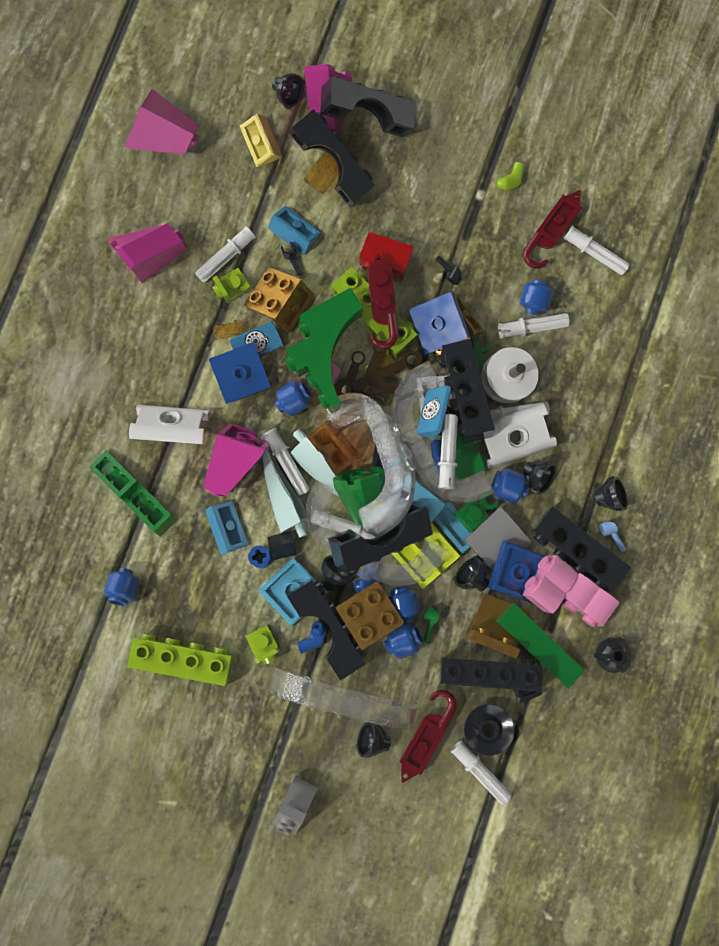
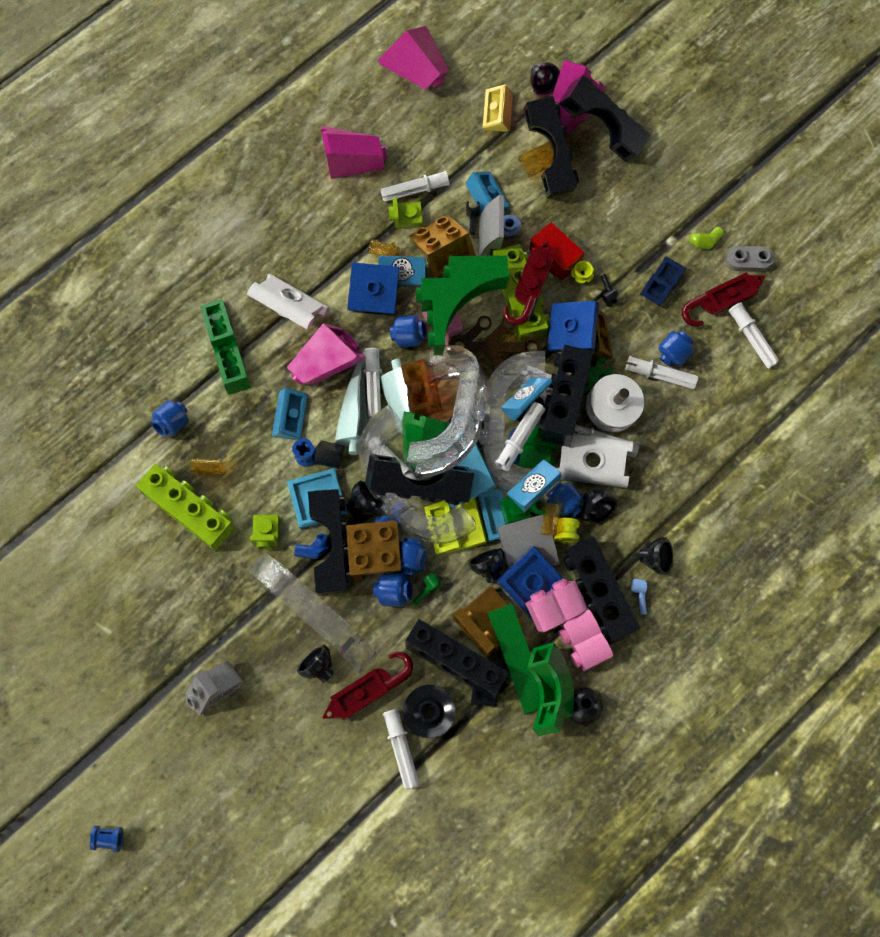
camera: 30 degrees right, 10 degrees down
(178, 613) = (208, 466): none -> clear yellow pin
(318, 263) = (491, 226): none -> light grey slope
(330, 258) = (510, 232): none -> light blue plate
(418, 258) = (585, 267): none -> neon yellow plate
(483, 490) = (534, 485): none -> dark azure slope
(493, 238) = (663, 281): none -> dark blue slope
(508, 511) = (550, 519): none -> clear yellow pin
(524, 511) = (567, 531): none -> neon yellow wheel
(559, 179) = (750, 258): none -> light grey plate
(585, 656) = (555, 688): none -> green arch

